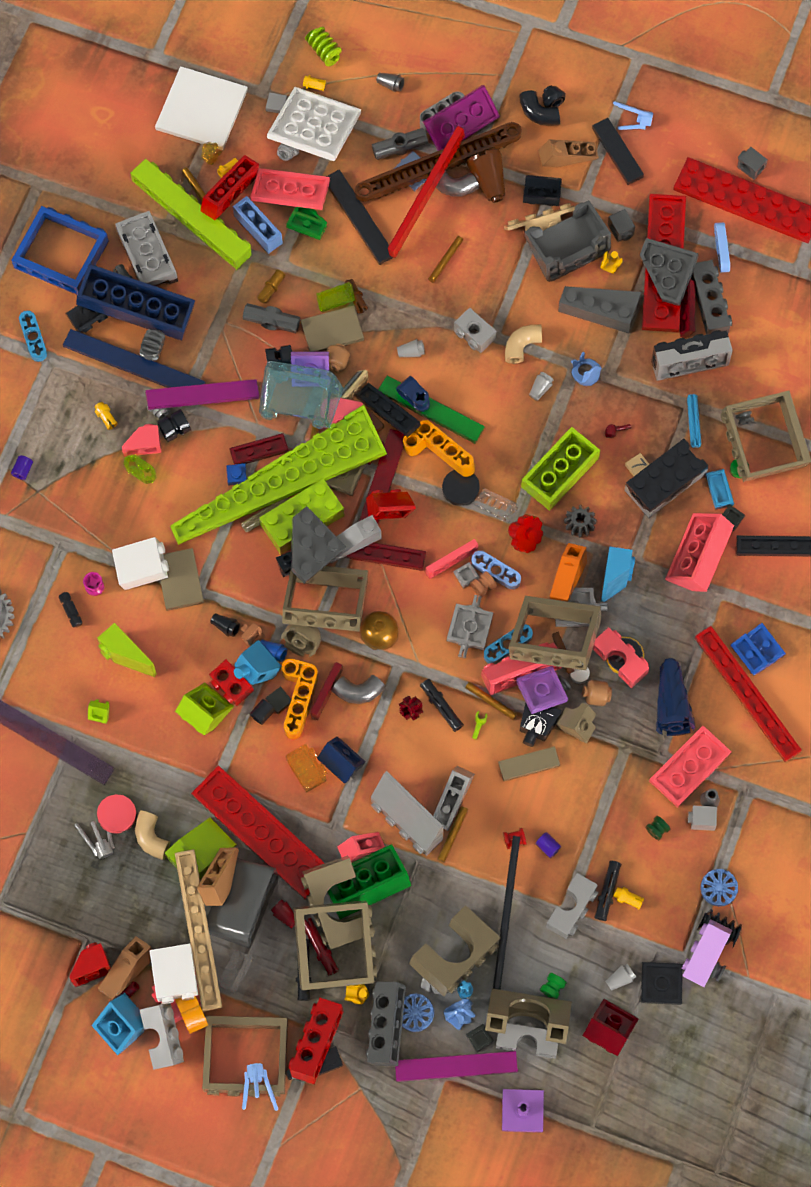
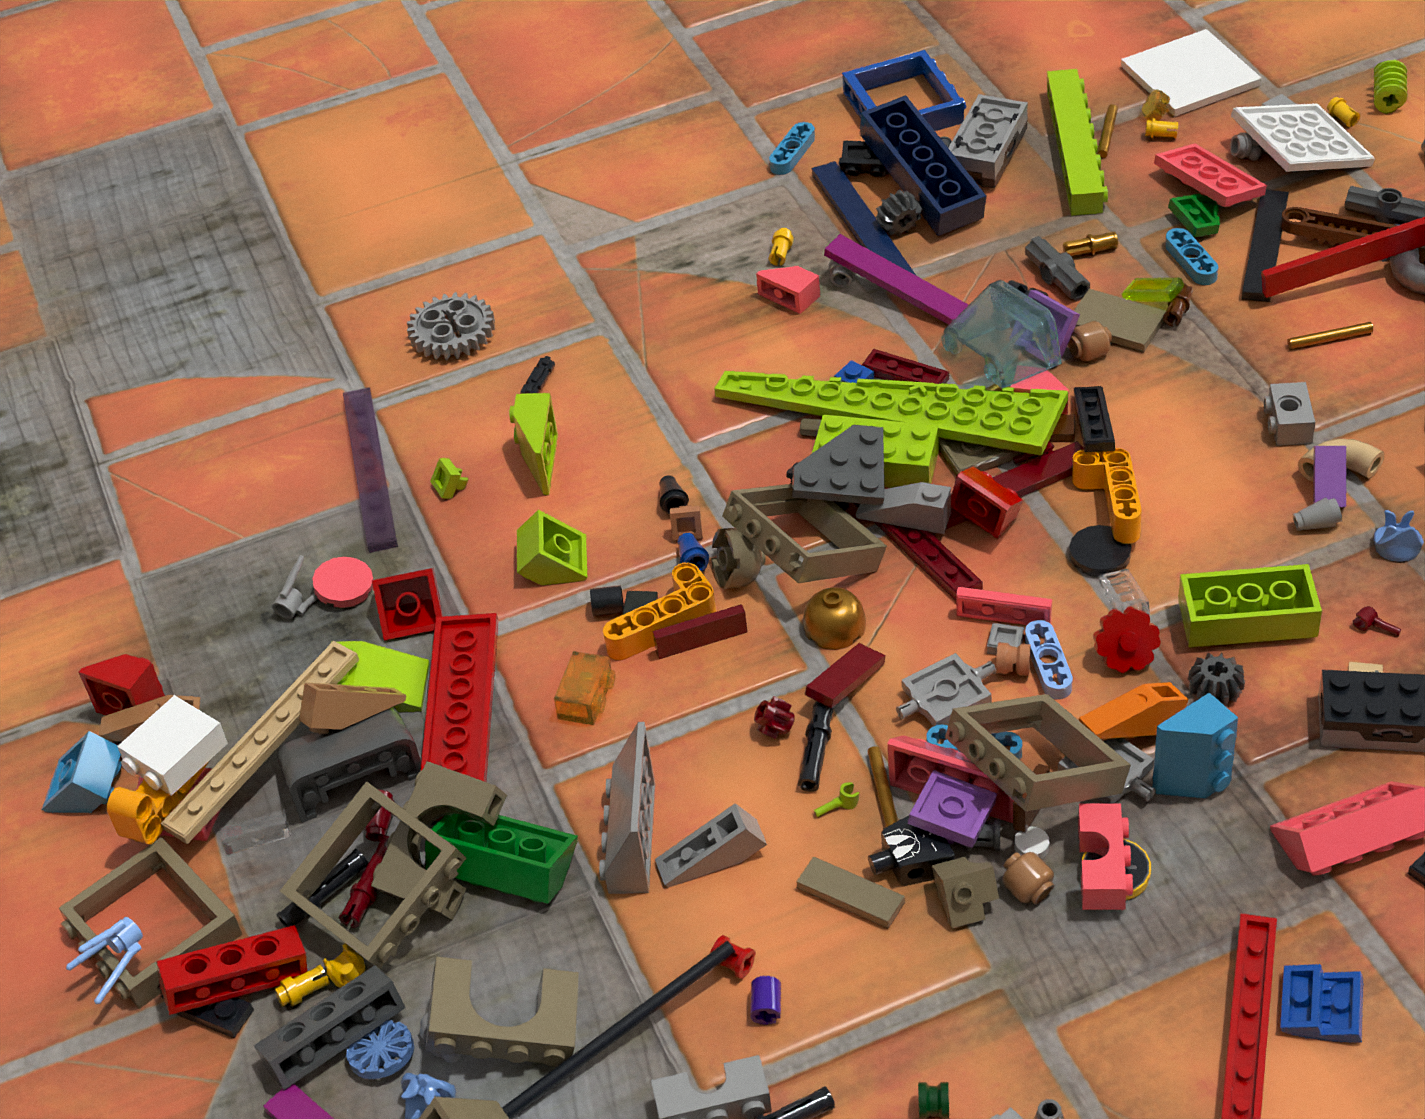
camera: 50 degrees right, 25 degrees down
(22, 467) = (645, 236): dark purple piece -> none
(90, 581) = (586, 369): dark pink wheel -> none
(137, 472) = (763, 309): clear neon green beam -> none
(140, 563) = (652, 379): white brick -> none
(147, 838) = (347, 618): tan cylinder -> none
(162, 1020) = (81, 837): light grey arch -> none
(166, 796) = (407, 603): none -> red slope
(174, 425) = (837, 291): black wheel -> none
(183, 583) = (678, 427): dark tan tile -> none
(229, 187) = (1137, 130): red brick -> none
(230, 683) = (608, 549): red brick -> none
(256, 664) = (651, 545): dark azure torso -> none
(257, 224) = (1135, 182): medium blue brick -> none
(333, 261) = (1201, 275): none -> dark azure beam
(340, 759) = (632, 703): dark blue panel -> none
(347, 1023) = (295, 989): none -> yellow animal
(354, 384) = (1084, 377): tan slope -> none
(358, 693) = (734, 660): flat silver cylinder -> none
(361, 846) = (541, 807): coral slope -> none
(411, 349) = (1192, 387): light grey cone -> none
(412, 392) = (1142, 422): dark blue piece -> none
(419, 657) = (845, 675): none -> dark red tile
(437, 413) = (1151, 458): green tile -> none
(452, 834) = (665, 893): pearl gold bar -> none
(465, 990) = (461, 1069): dark azure axle -> none
(529, 359) = (1330, 474): none -> medium lavender tile
(673, 707) = (1117, 966): dark blue cone -> none
(690, 766) = (1065, 1065): coral plate -> none

